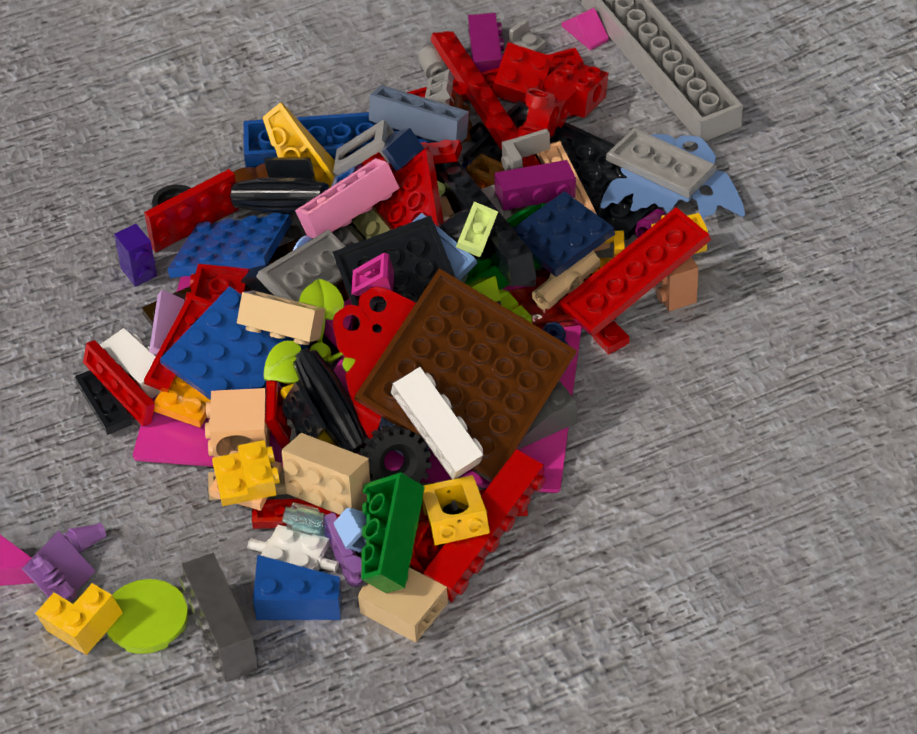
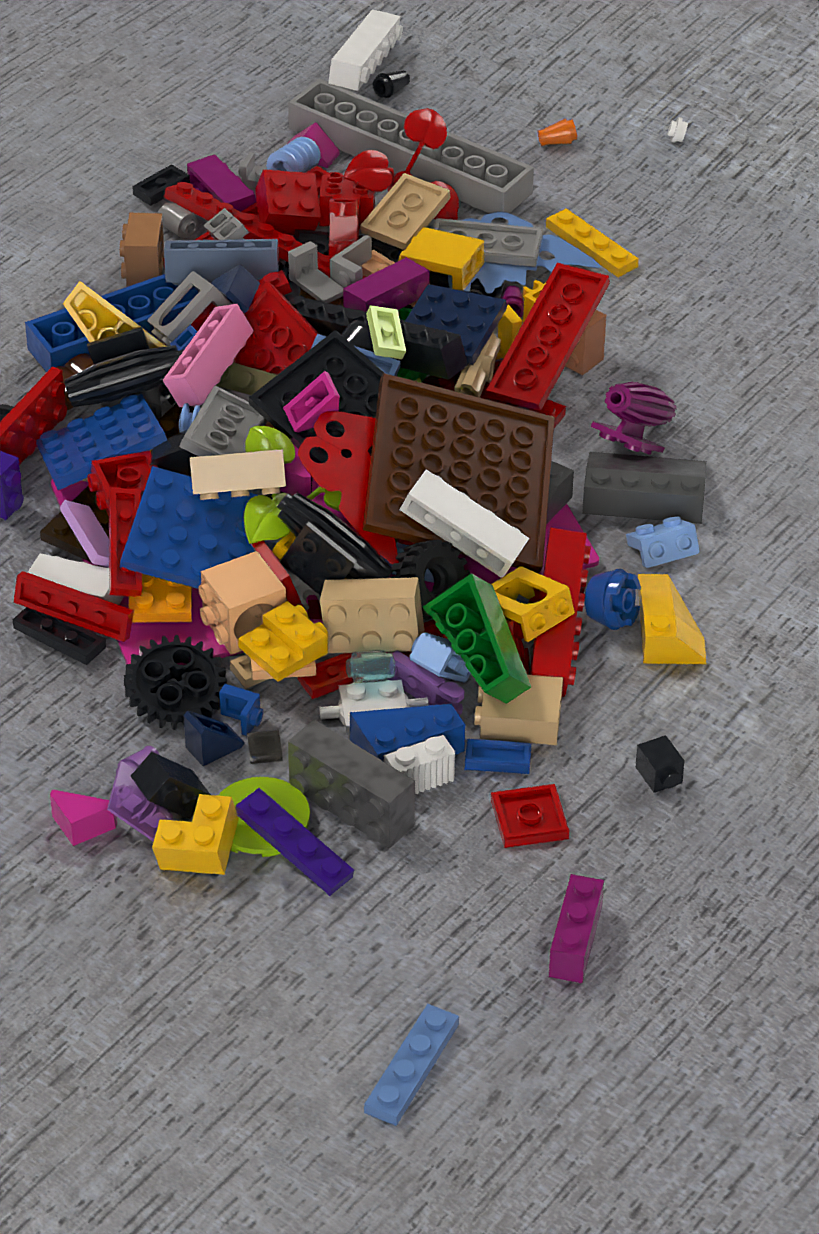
camera: 30 degrees left, 5 degrees down
(84, 564) = (169, 784): none -> black brick
(150, 649) = (294, 841): none -> dark purple plate
(152, 533) = (209, 738): none -> dark blue slope
(155, 454) = (174, 681): none -> black gear
(186, 552) = (264, 747): none -> clear smoke tile
(193, 515) = (242, 706): none -> blue bracket
(287, 622) = (426, 762): none -> white brick
(349, 698) = (529, 815): none -> red tile
(360, 635) = (498, 756): none -> blue tile
(380, 70) = (142, 247): none -> medium nougat brick
(448, 22) = (153, 188): none -> black plate
(478, 694) = (659, 764): none -> black brick
(483, 151) = (305, 274): none -> light grey bracket
(538, 530) = (612, 598): none -> blue cone
(557, 36) = (295, 156): none -> light blue piece
(575, 566) = (666, 624): none -> yellow wedge
(598, 73) = (371, 167): none -> red plant
(609, 114) = (405, 211): none -> tan plate
(612, 166) = (447, 255): none -> yellow panel
(624, 491) = (664, 542): none -> light blue bracket
(644, 433) = (644, 487): none -> dark grey slope
(663, 362) = (637, 407): none -> magenta plate
(760, 189) = (592, 242): none -> yellow plate
(800, 76) = (558, 133): none -> orange cone
(905, 104) = (677, 130): none -> white plate

